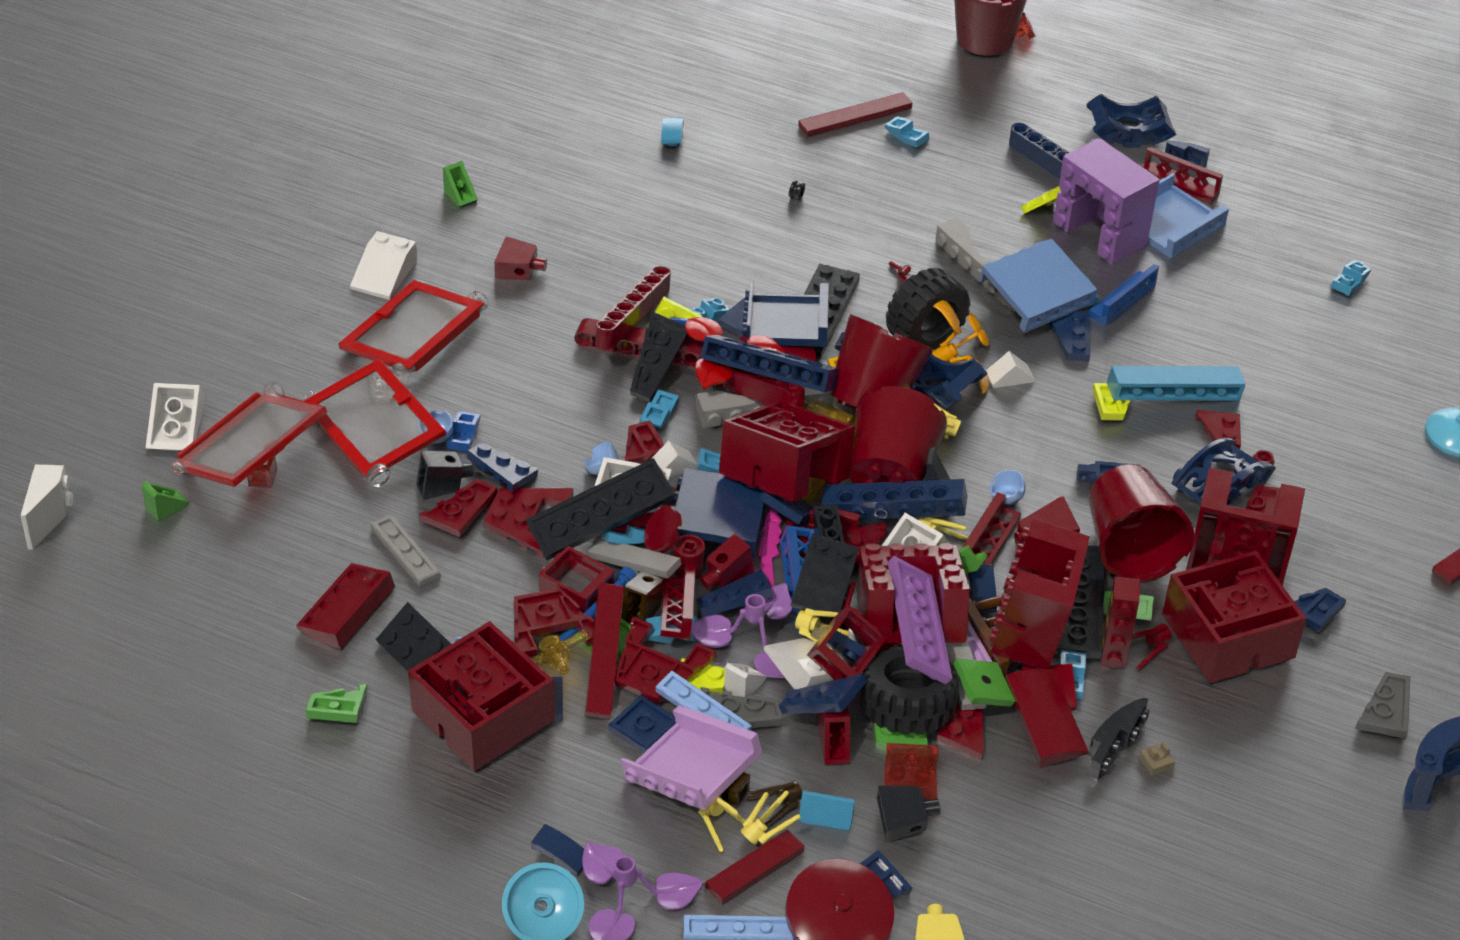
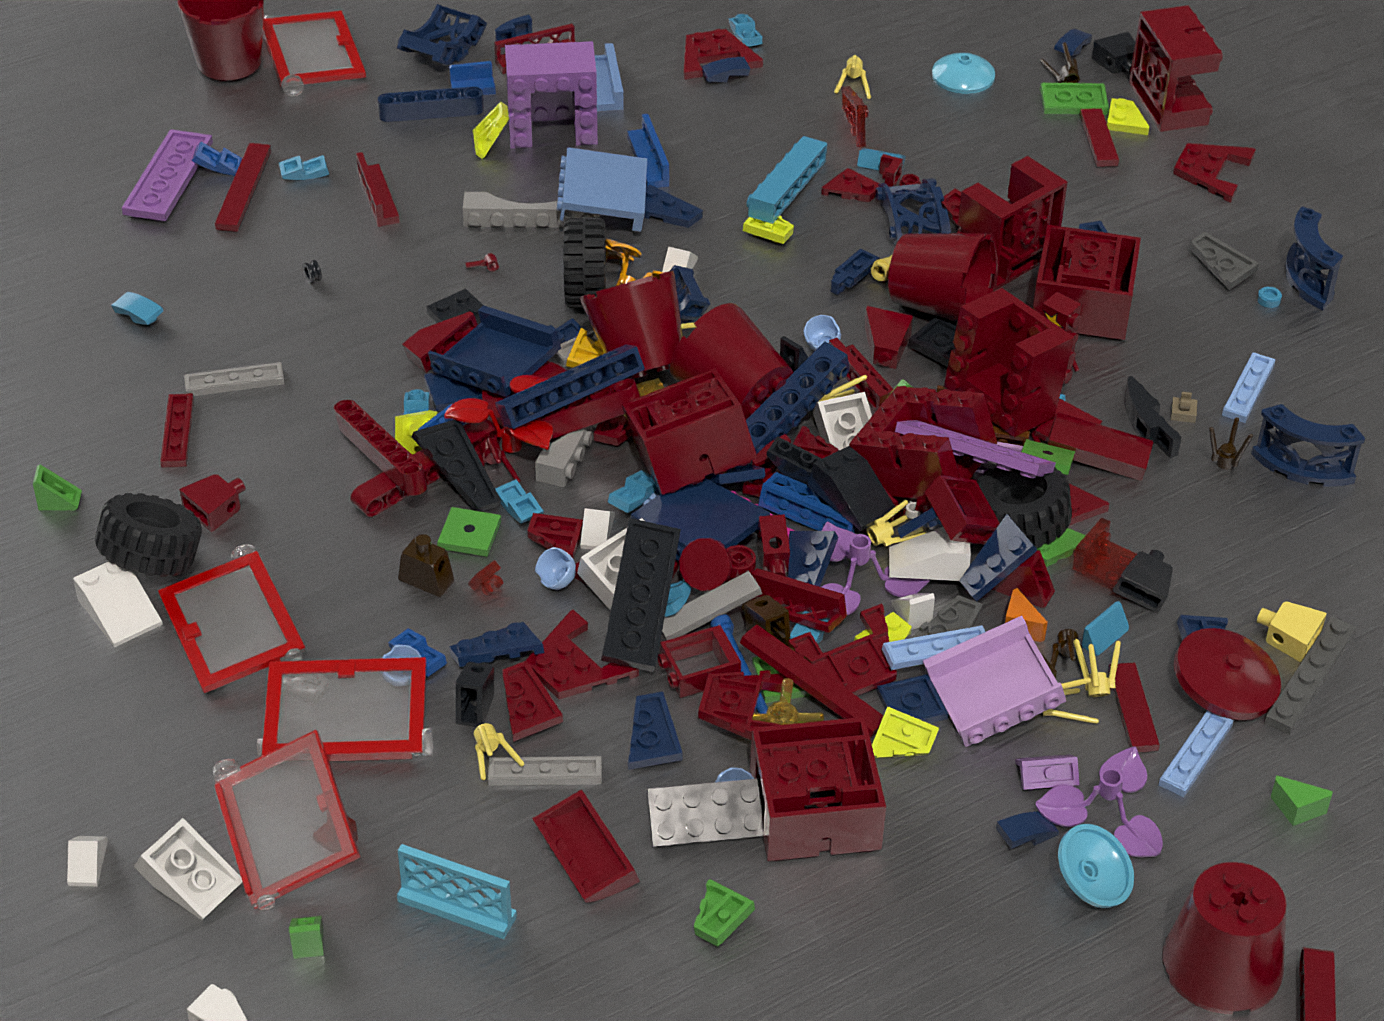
camera: 55 degrees left, 0 degrees up
(154, 367) = (85, 860): none -> white slope
(244, 557) = (443, 899): none -> medium azure fence
(405, 503) = (487, 741): none -> light yellow plant
(432, 258) = (148, 534): none -> black tyre
(484, 591) = (653, 733): none -> dark blue wing
(542, 380) = (426, 566): none -> dark brown torso
(563, 426) = (487, 576): none -> clear red tile
(575, 211) = (177, 430): none -> dark red tile
(596, 730) = (903, 736): none -> neon yellow wing
(606, 399) = (469, 531): none -> bright green tile
(634, 837) = (1048, 771): none -> medium lavender panel
(651, 211) = (234, 379): none -> light grey tile
(690, 372) = (493, 454): none -> dark red plant
(780, 281) = (437, 338): none -> dark red slope
(790, 749) = (1022, 607): none -> orange slope
(826, 73) = (165, 176): none -> medium lavender plate
(865, 85) = (222, 162): none -> blue slope
(917, 176) = (377, 192): none -> dark red fence
(1044, 68) = (311, 49): none -> door
(1121, 807) = (1227, 456): none -> dark brown plant
(1166, 861) = (1327, 438): none -> dark blue fence
(1234, 793) = (1248, 387): none -> light blue tile
(1262, 441) = (891, 169): none -> dark red bracket
(1277, 431) = (871, 158): none -> dark azure slope
(1287, 288) = (721, 69): none -> dark blue slope
(1303, 268) = (714, 46): none -> dark red wing
(1308, 384) = (855, 113): none -> clear red wing
(1376, 361) = (854, 69): none -> light yellow plant
(1376, 761) = (1269, 297): none -> dark azure tile

